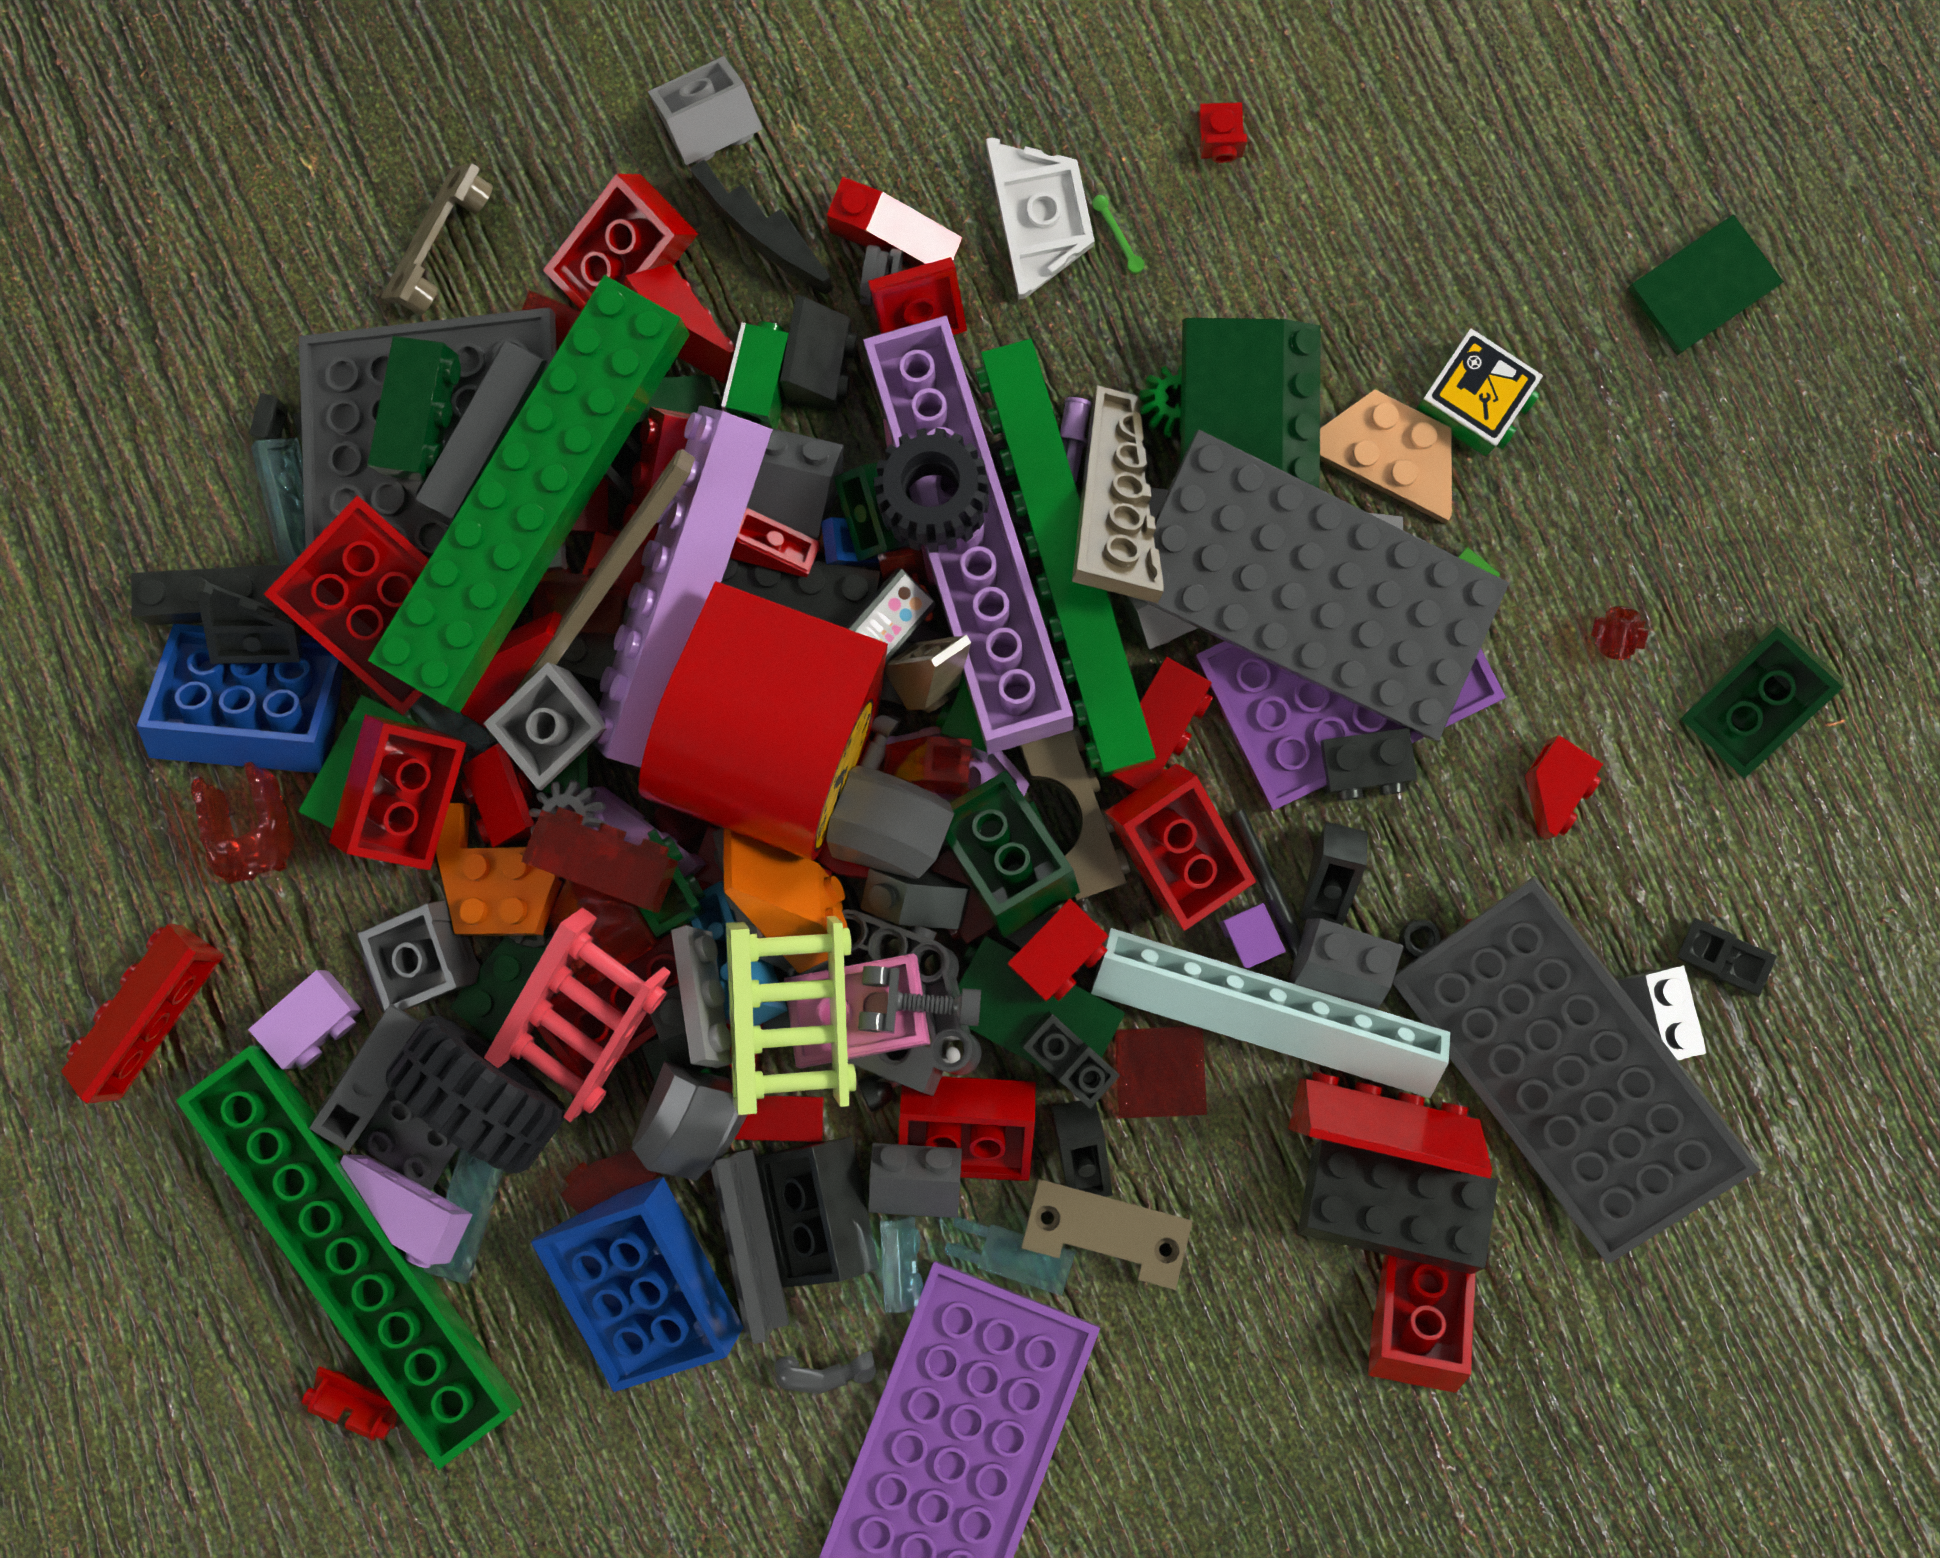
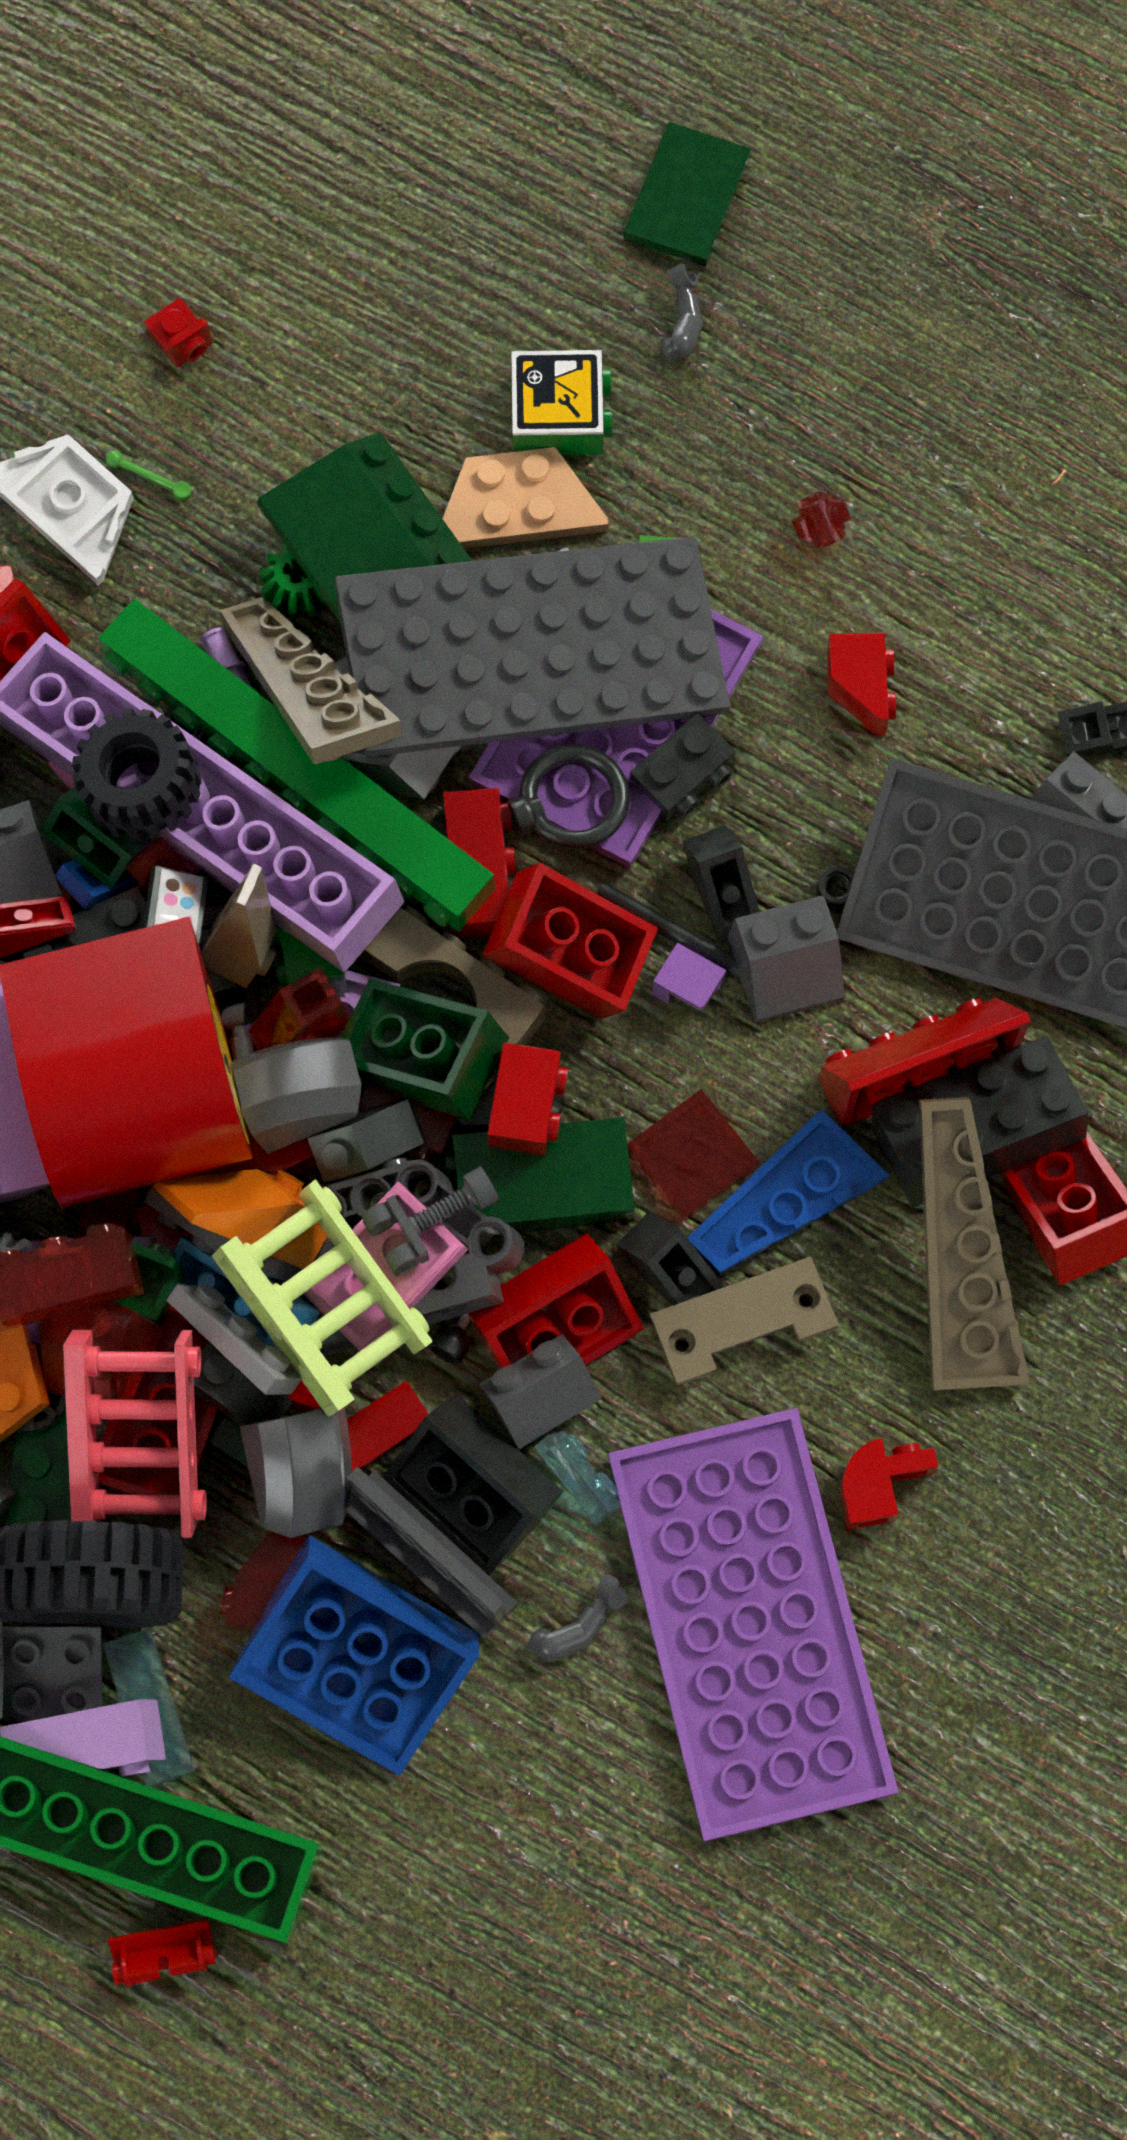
camera: 30 degrees left, 10 degrees down
(1006, 1258) = (672, 1405): clear light blue hinge -> none
(1069, 1059) = (602, 1188): pearl dark grey slope -> none
(1115, 1419) = (868, 1478): none -> red brick
(1216, 1154) = (791, 1190): none -> blue wing
(1221, 718) = (528, 811): none -> pearl dark grey piece
(1272, 1013) = (751, 1033): light aqua brick -> none
(1293, 1333) = (968, 1292): none -> dark tan wing
(1630, 396) = (690, 320): none -> dark grey arm
(1762, 699) = (981, 496): dark green slope -> none

